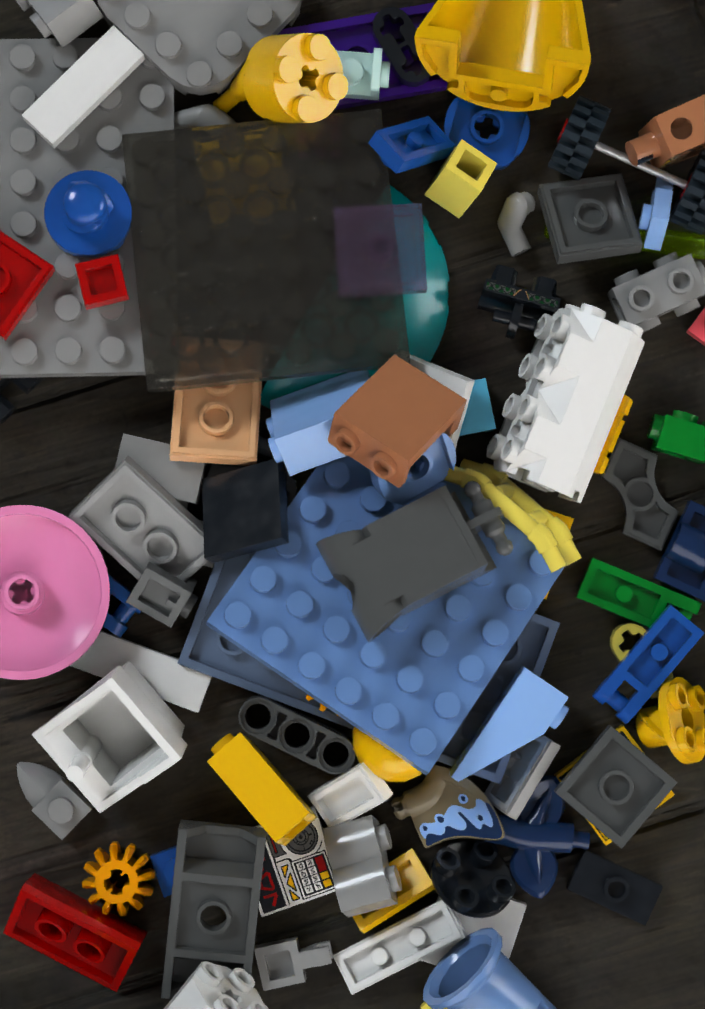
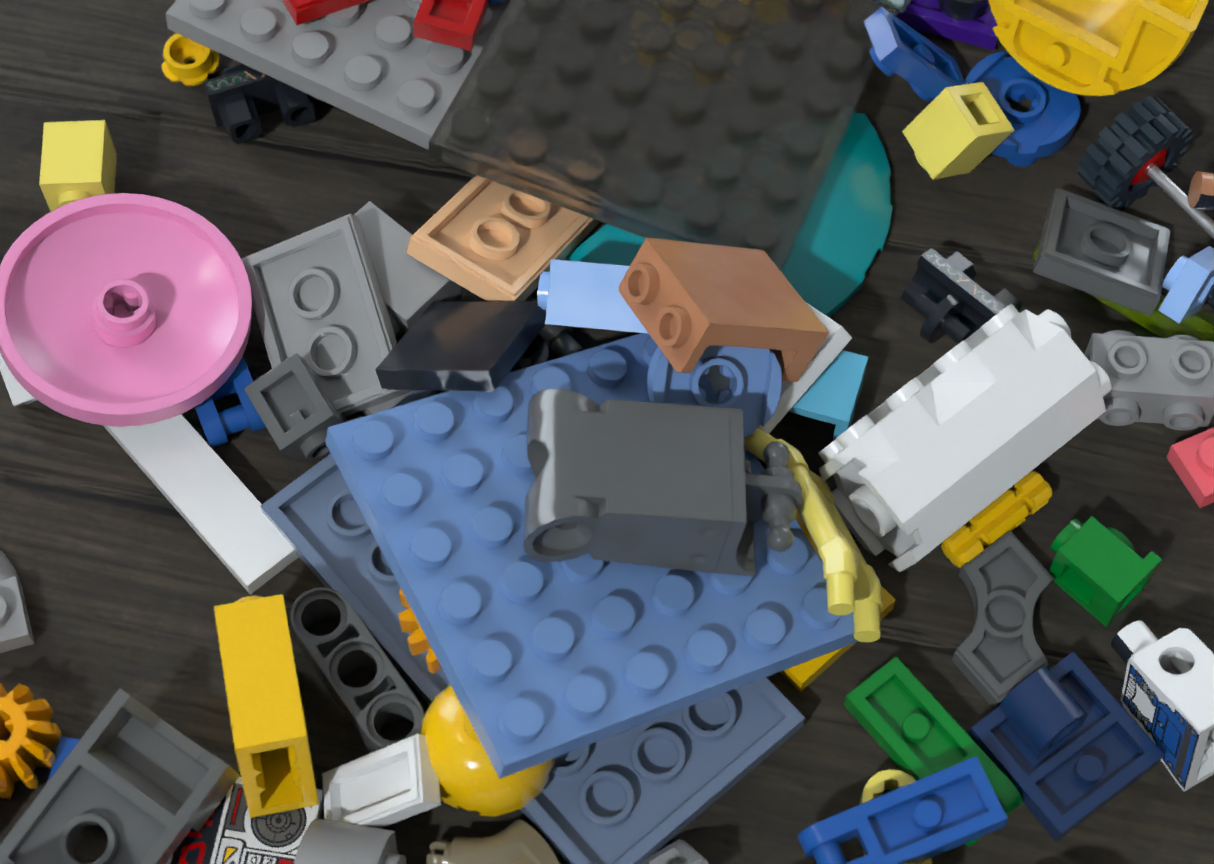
camera: 25 degrees right, 25 degrees down
(114, 737) = (116, 524): white piece -> none
(380, 250) = (812, 130): clear purple plate -> none
(511, 219) = (994, 221): light grey arm -> none
(516, 719) = (668, 801): light blue slope -> none

